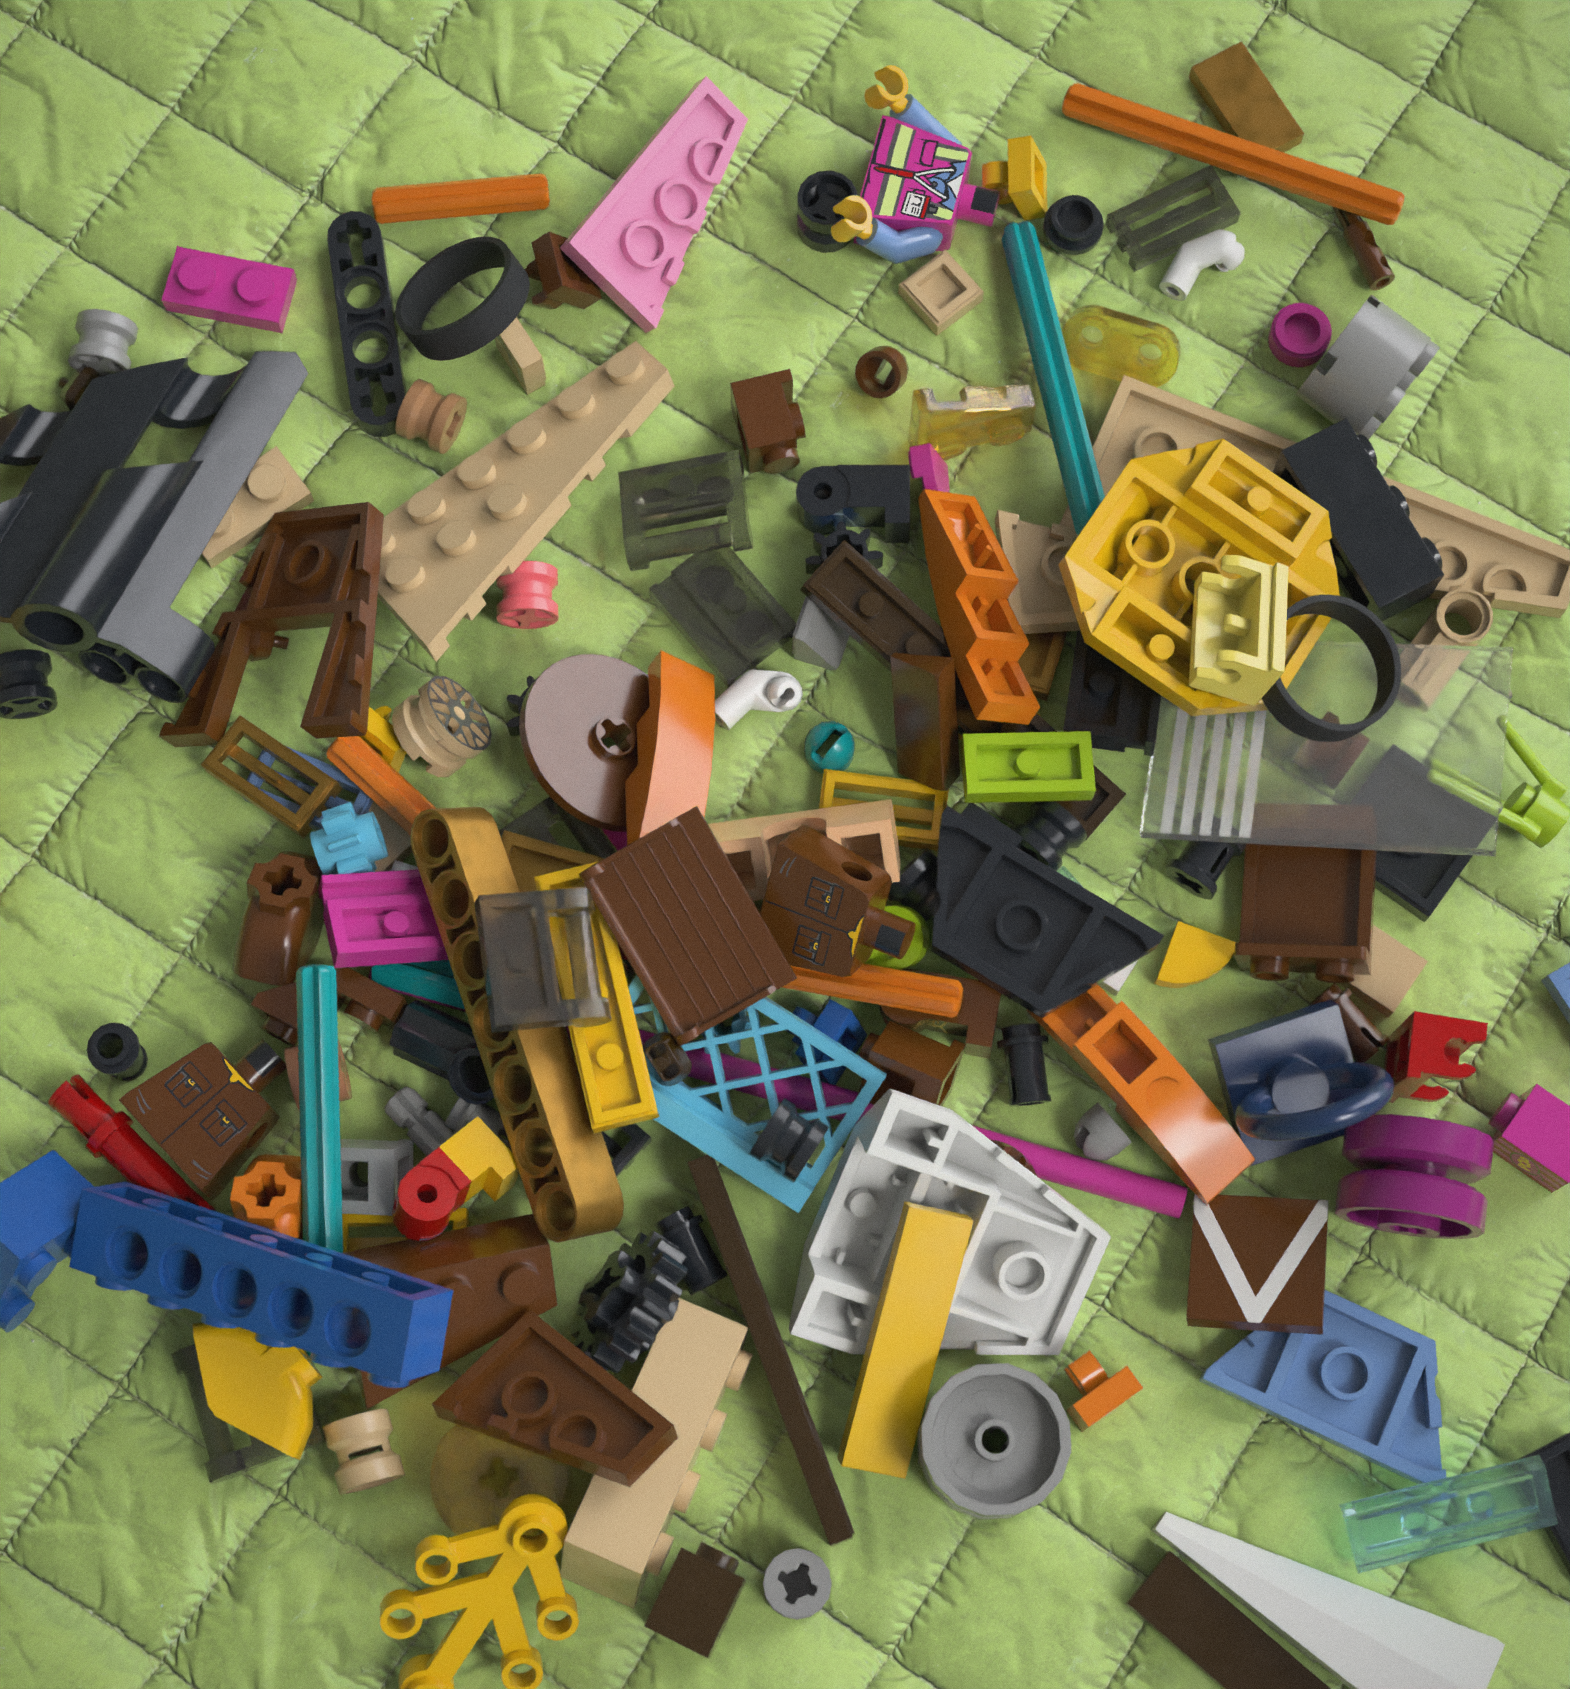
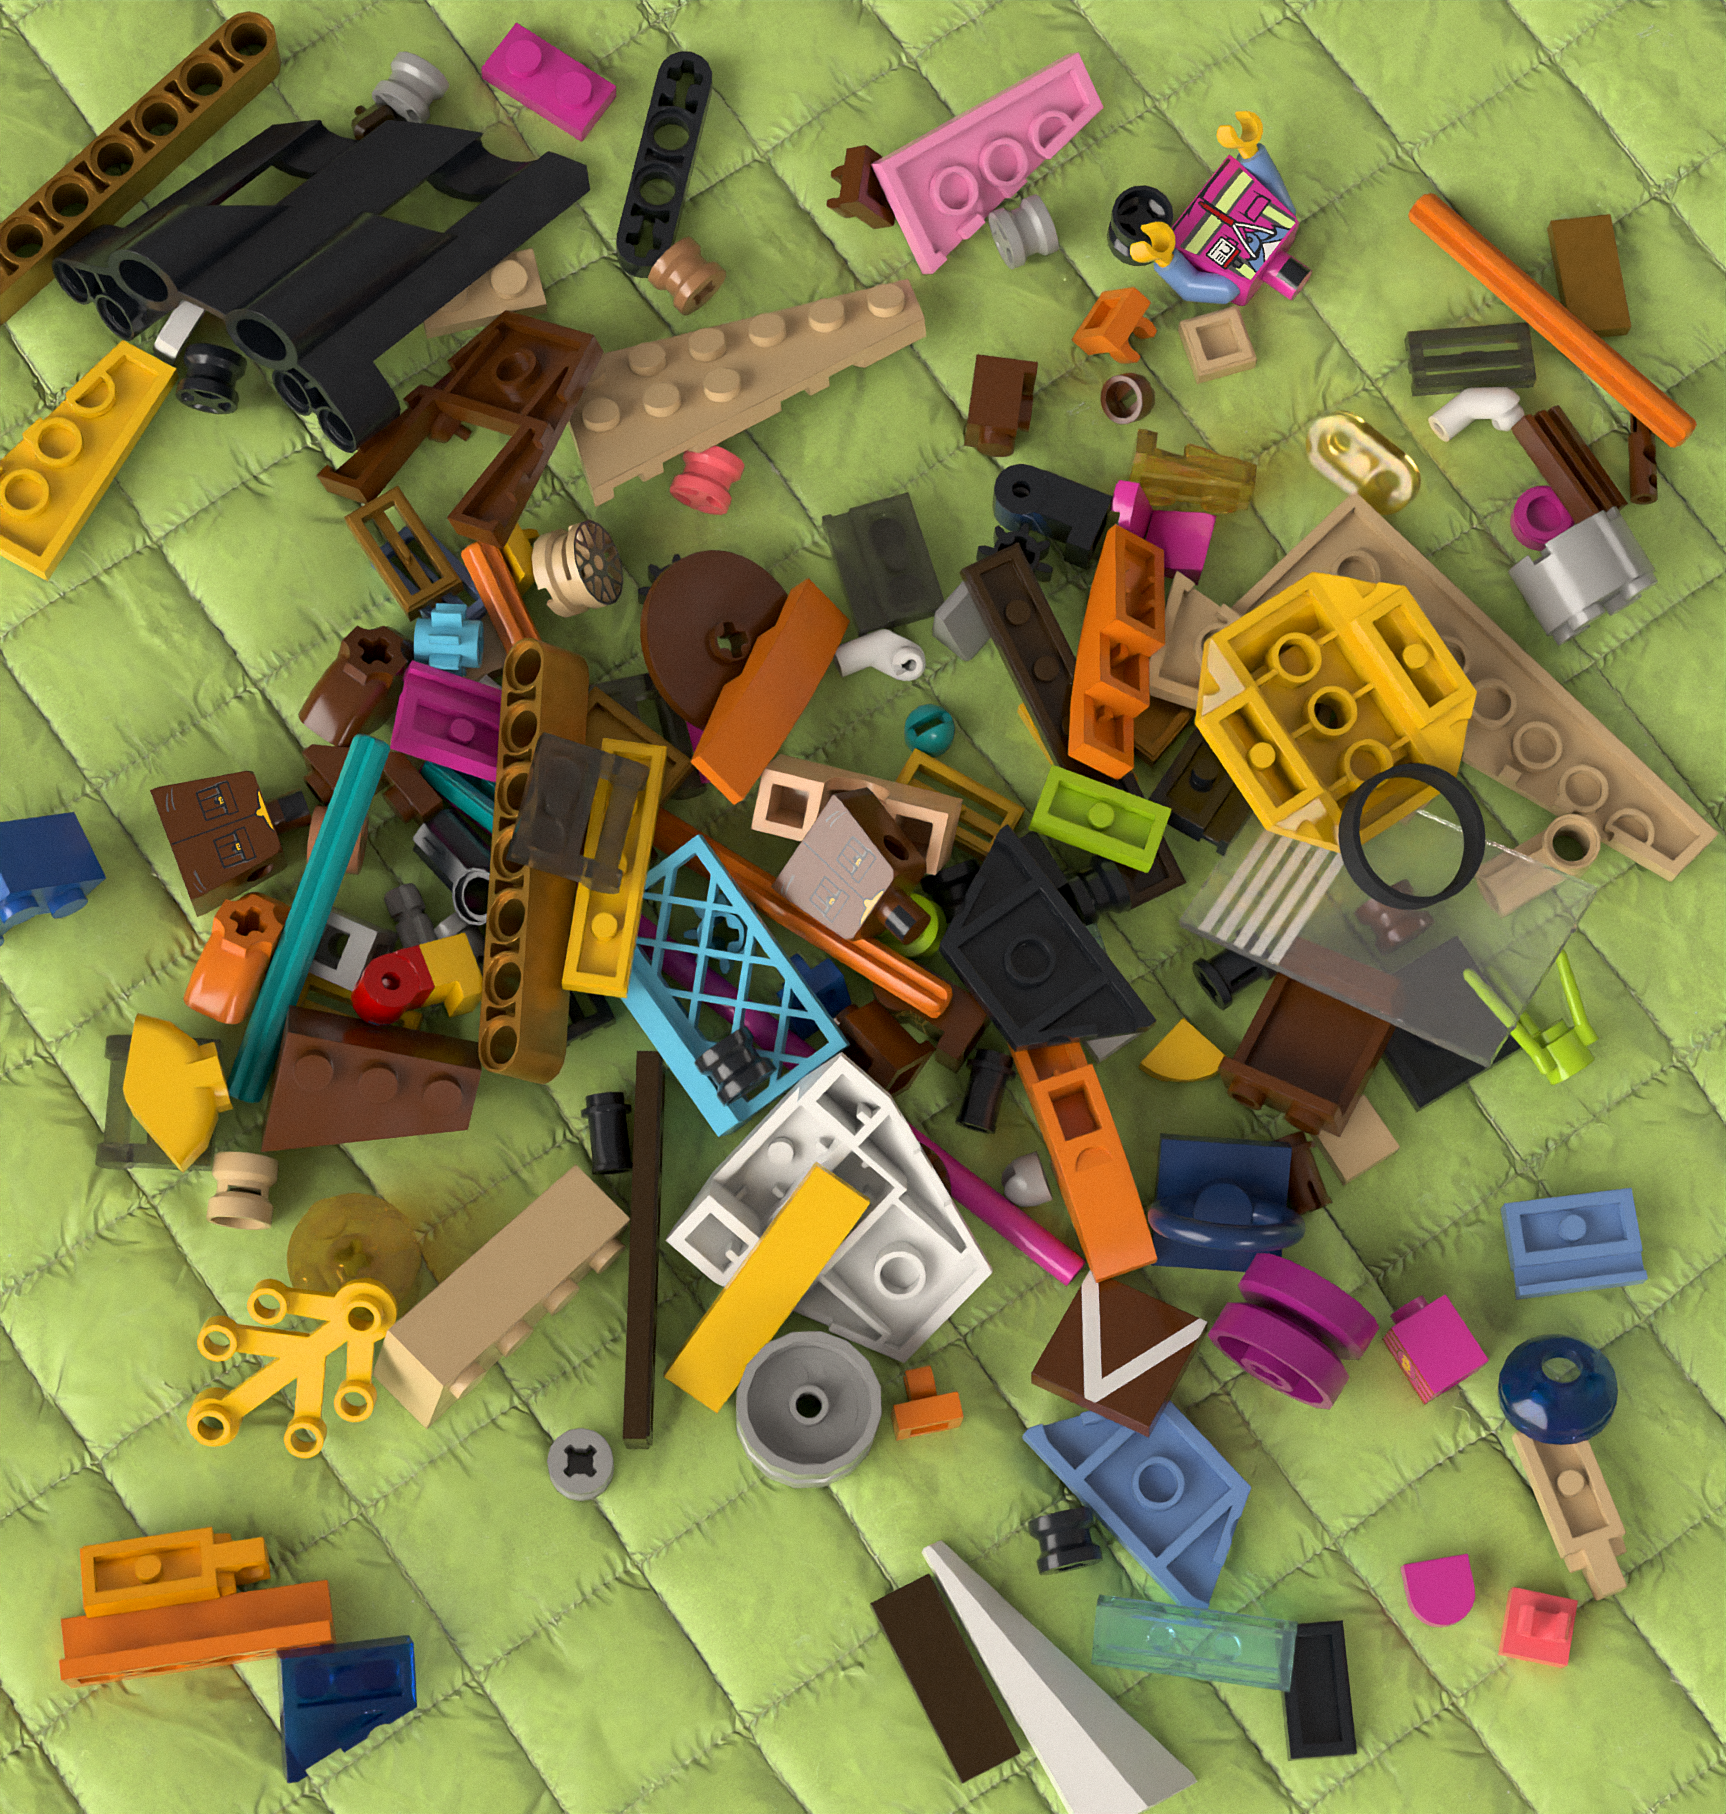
camera: 15 degrees right, 0 degrees up
(110, 1040) = (165, 747): black pin -> none
(115, 1140) = (132, 827): red pin -> none
(262, 1282) = (212, 997): blue brick -> none
(460, 198) = (800, 78): orange axle -> none
(483, 322) = (771, 207): black tyre -> none
(522, 356) = (794, 247): tan tile -> none
(557, 1403) = (431, 1211): reddish brown wing -> none
(629, 1301) = (532, 1152): black gear -> none
(666, 1059) = (656, 950): dark brown rock -> none
(679, 495) = (891, 441): clear smoke plate -> none
(687, 925) = (722, 836): reddish brown piece -> none
(697, 1599) = (485, 1436): dark brown brick -> none
(723, 257) = (1023, 231): none -> light grey wheel
(839, 309) = (1112, 322): none -> orange tile
(926, 719) = (1026, 738): reddish brown slope -> none
(988, 478) = (1183, 539): none -> dark pink slope
(1020, 179) = (1338, 265): yellow tile -> none
(1053, 372) = (1288, 456): teal axle -> none
(1073, 225) = (1370, 329): black plate -> none
(1239, 629) = (1339, 766): light yellow hinge -> none
(1285, 1466) = (1065, 1541): none -> black wheel
(1304, 278) = (1567, 464): none -> reddish brown tile
(1373, 540) = (1512, 717): black brick -> none
(1429, 1048) = (1361, 1221): red hinge -> none

